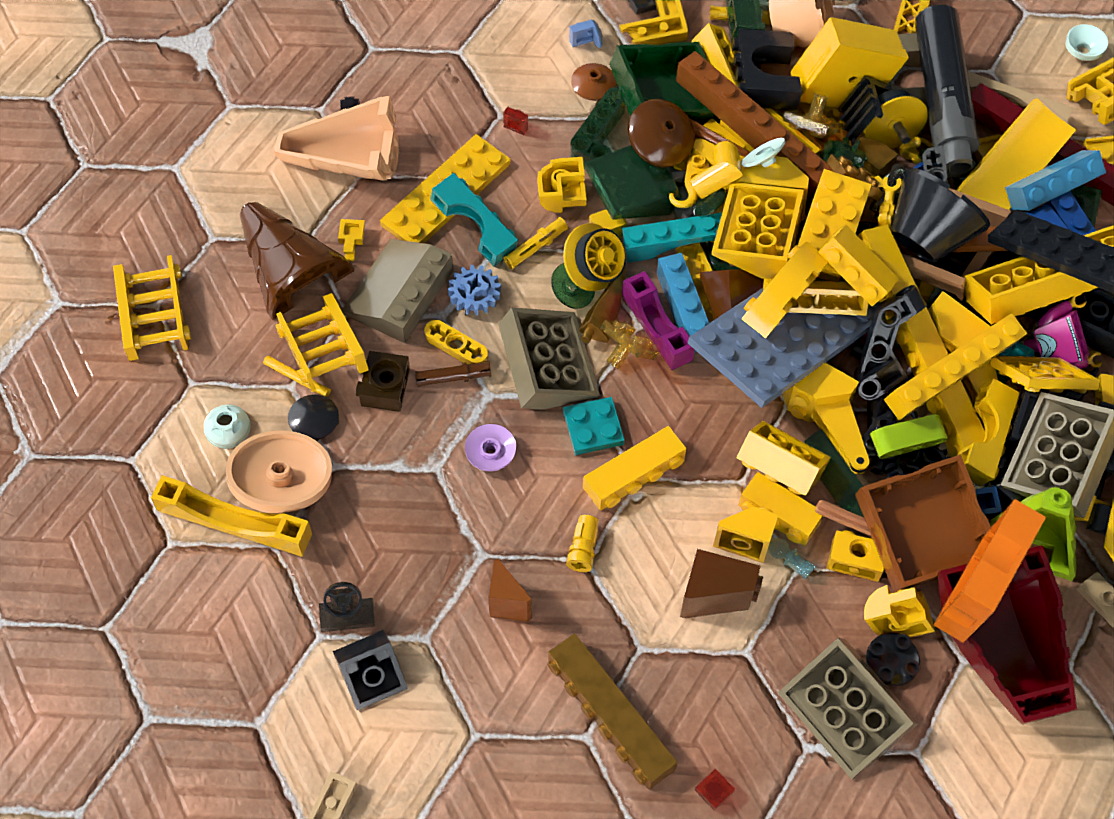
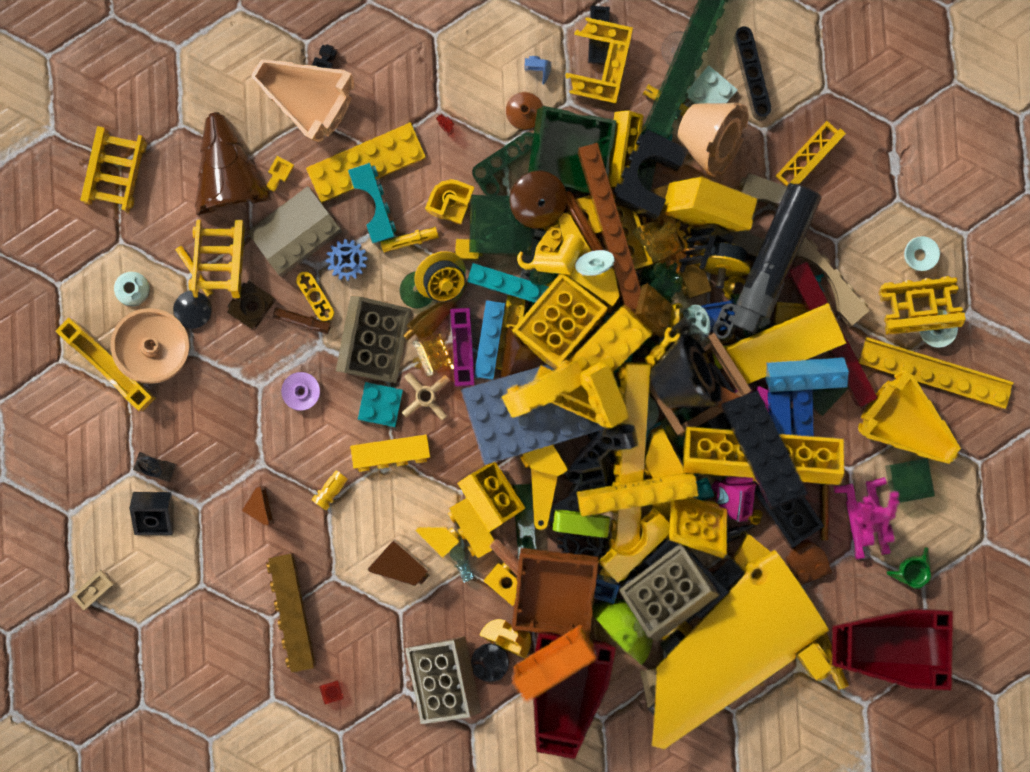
camera: 25 degrees right, 25 degrees up
(640, 399) = (418, 402): none -> tan bar

